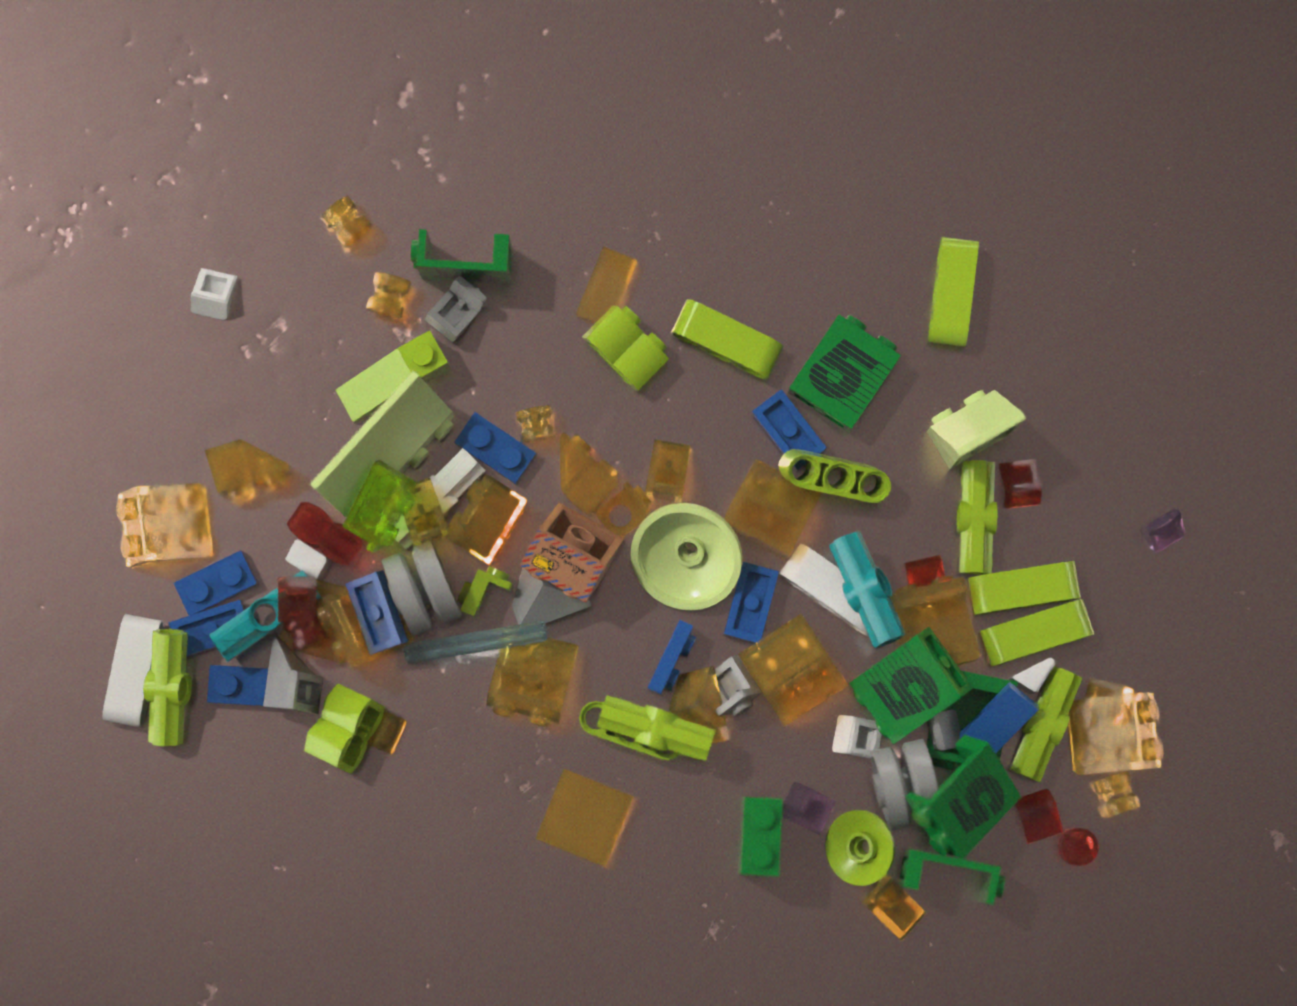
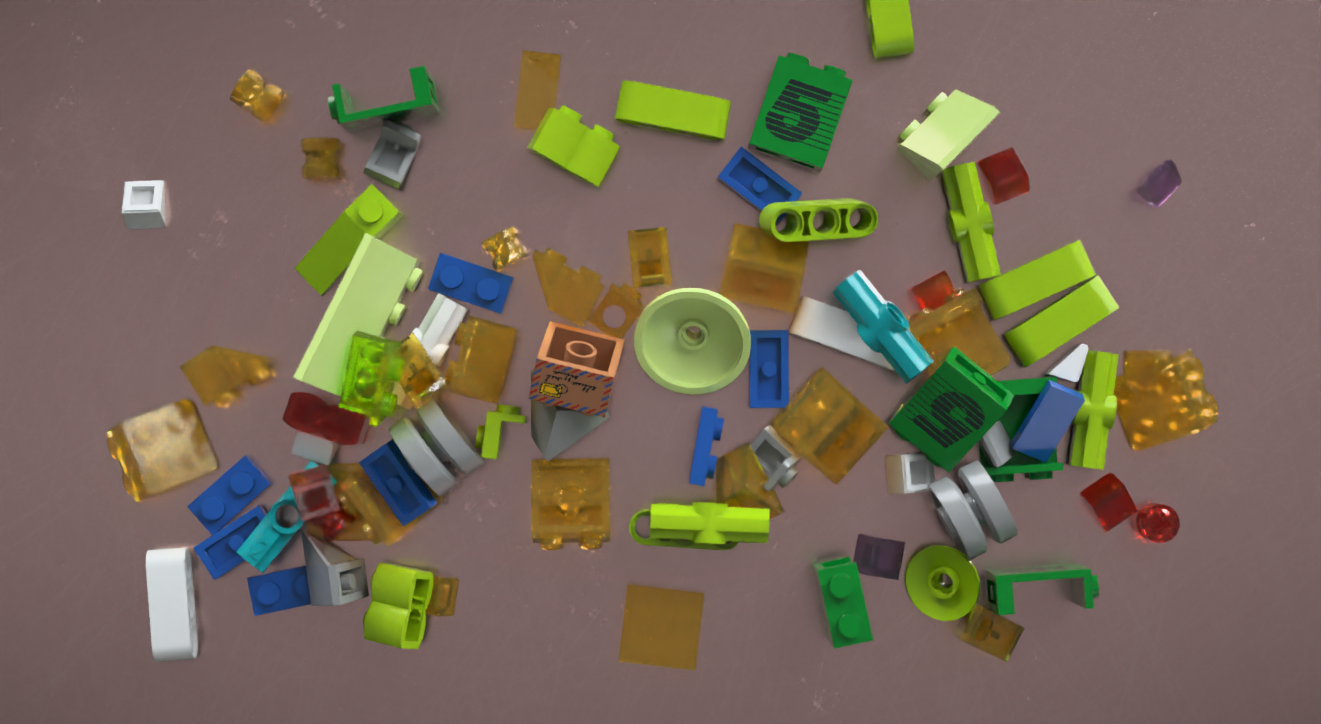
camera: 15 degrees left, 5 degrees up
(167, 687) = (210, 613): lime piece -> none
(476, 642) = (506, 484): clear light blue axle -> none
(967, 802) = (1041, 514): green panel -> none
(1115, 785) = (1182, 460): clear yellow wheel -> none

